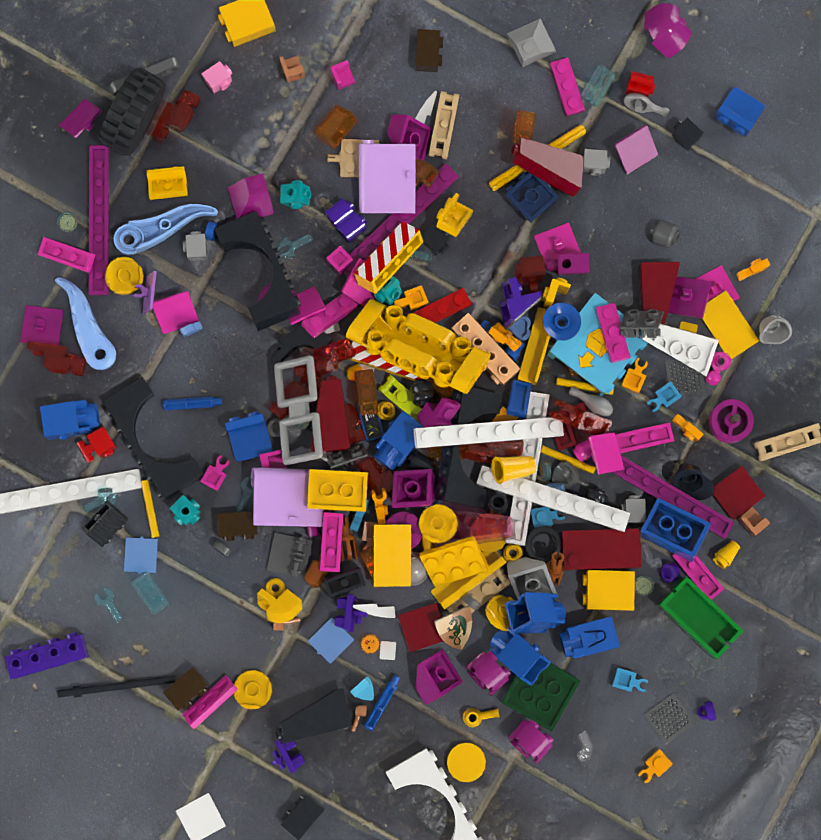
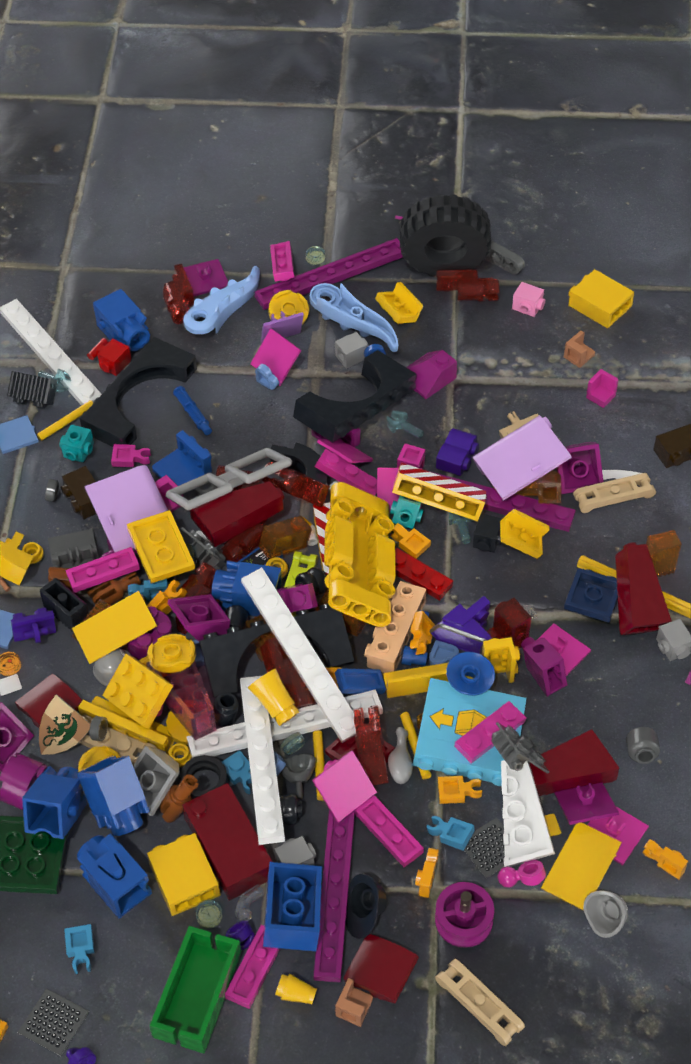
camera: 70 degrees right, 30 degrees down
(295, 195) = (454, 399): teal brick -> none
(335, 126) = (546, 403): clear orange brick -> none
(372, 609) = (47, 646): white sticker -> none

